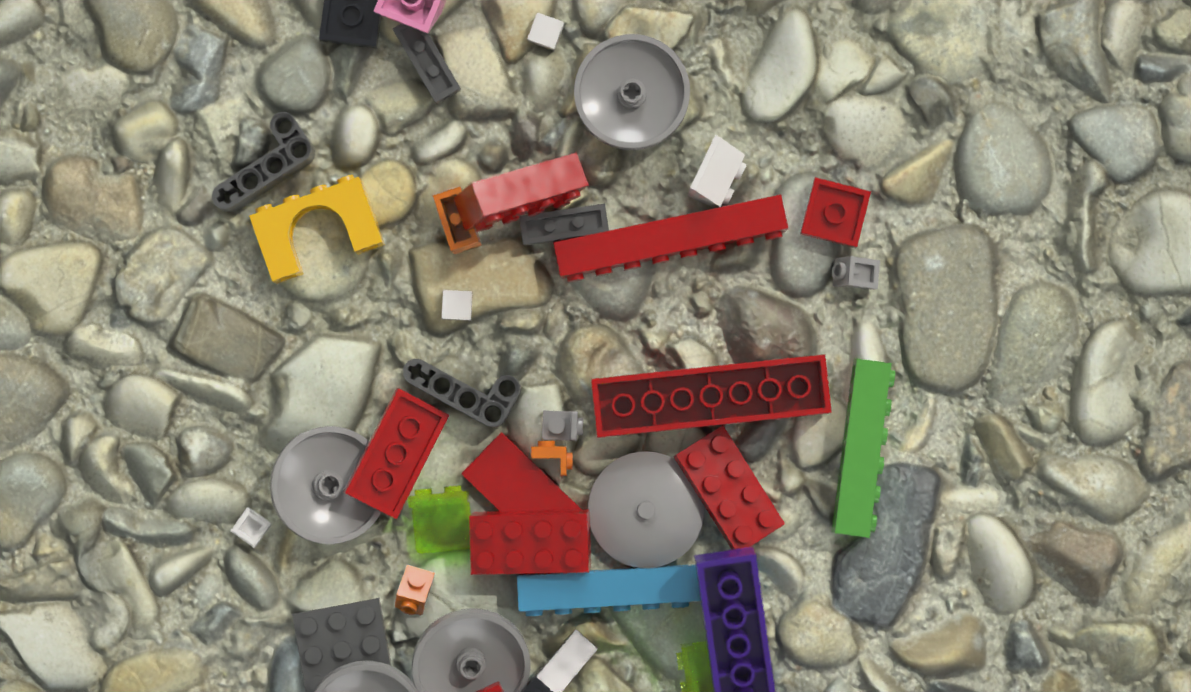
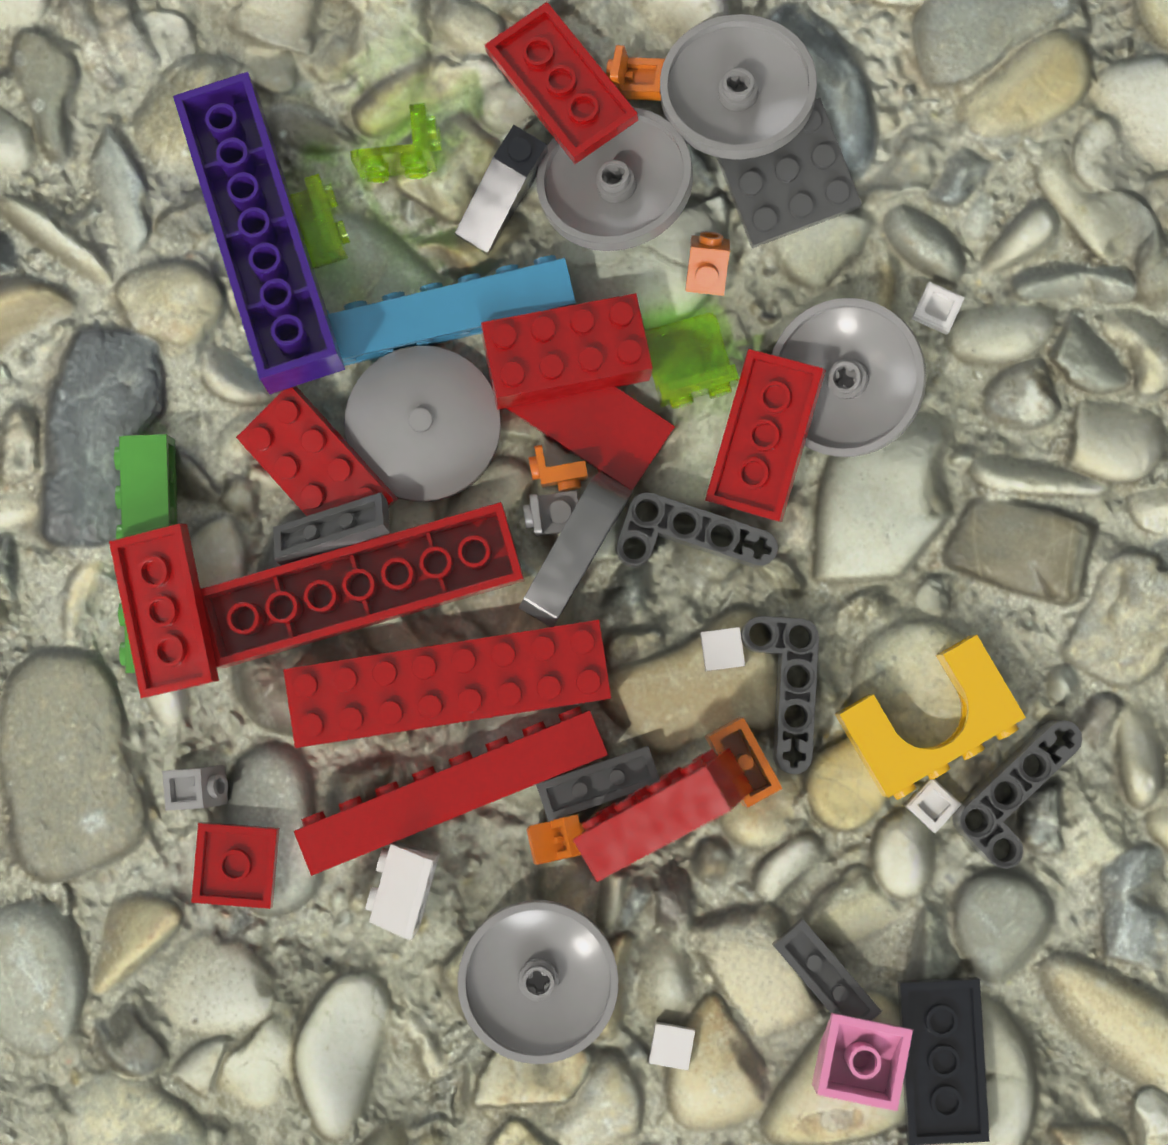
camera: 175 degrees right, 0 degrees up
(327, 167) = (933, 804): none -> white tile
(417, 263) = (786, 694): none -> dark grey beam
(549, 395) = (575, 549): none -> dark grey beam
(602, 189) = (554, 839): none -> orange bracket
(659, 314) = (447, 683): none -> red brick
(724, 440) = (331, 529): none -> dark grey plate
(855, 401) = (164, 610): none -> red plate

